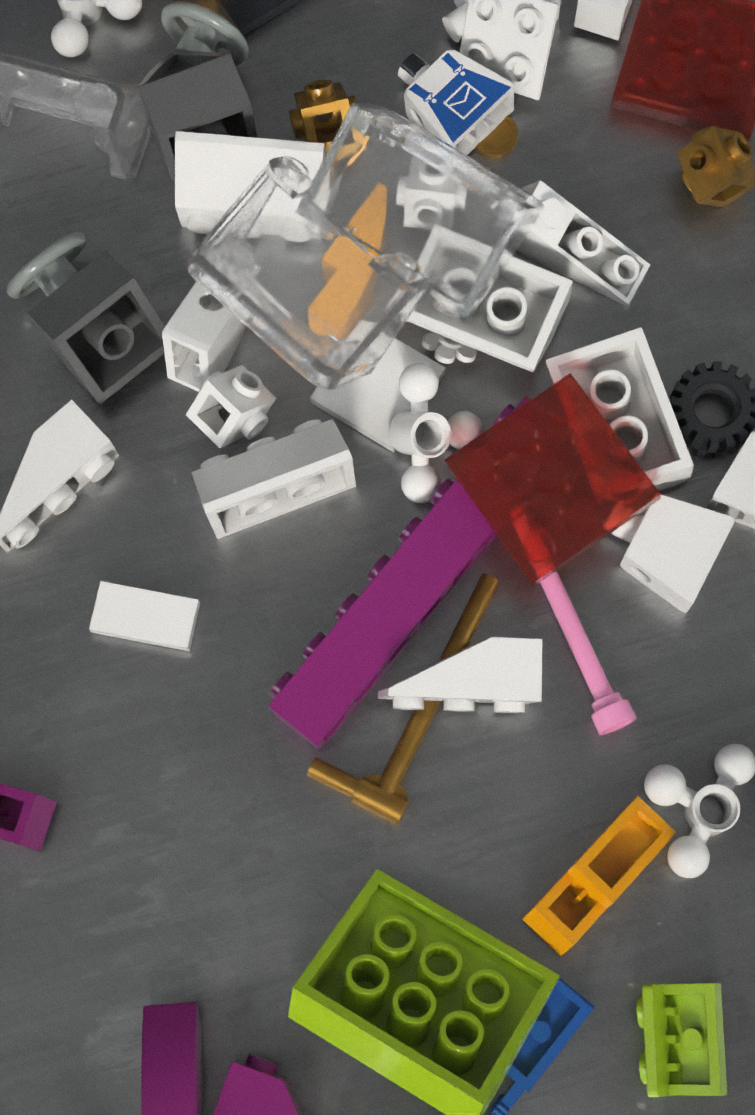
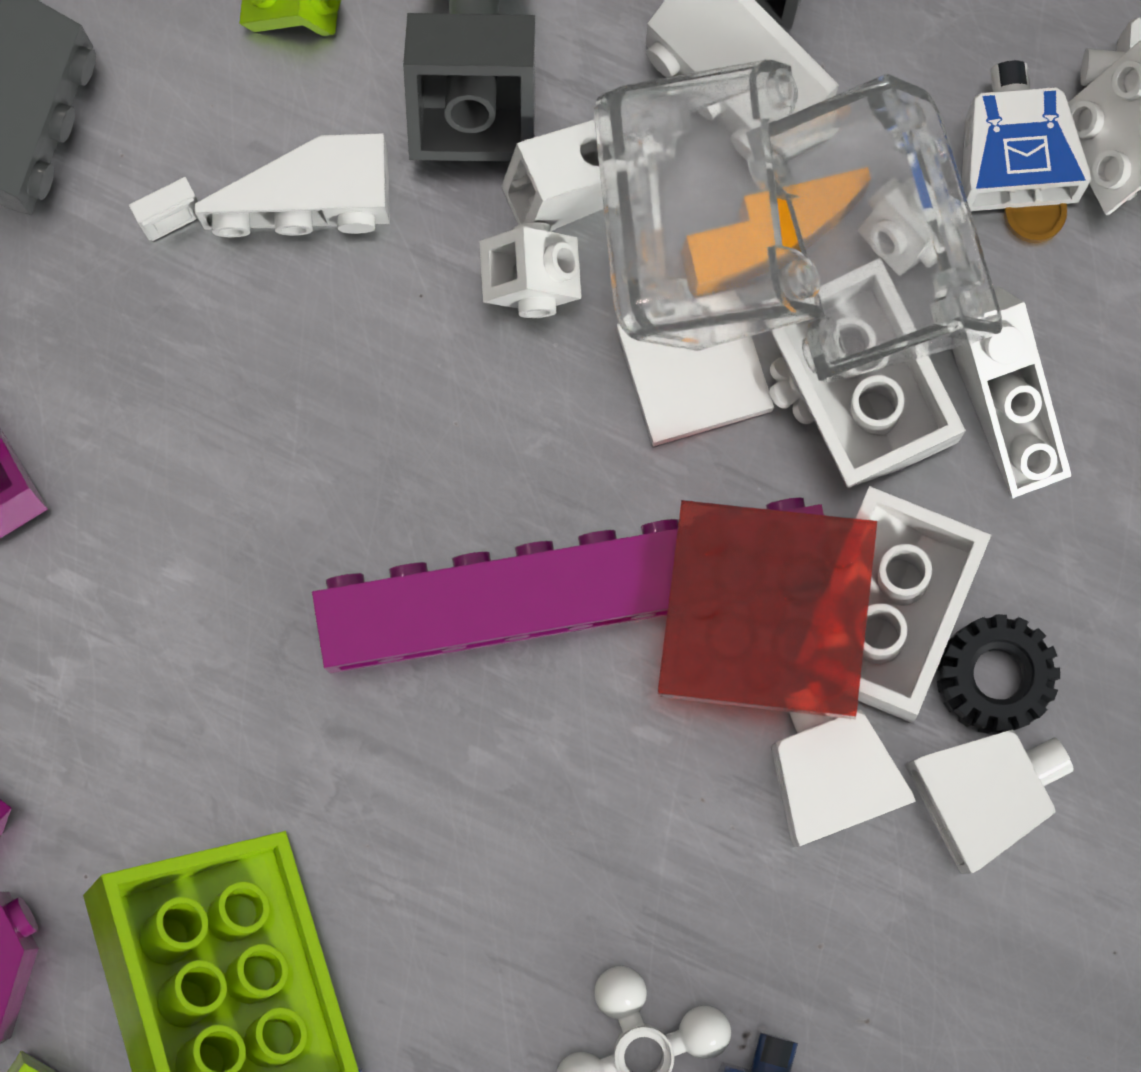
camera: 35 degrees right, 5 degrees up
(144, 616) = (278, 403): white tile -> none
(274, 477) = (510, 372): white slope -> none
(317, 99) = (875, 45): pearl gold brick -> none
(383, 792) = (352, 766): pearl gold bar -> none
(419, 385) = (735, 483): white piece -> none
(486, 672) = (538, 732): white slope -> none
(599, 876) = (483, 1021): light orange slope -> none
(609, 708) = (635, 874): bright pink piece -> none

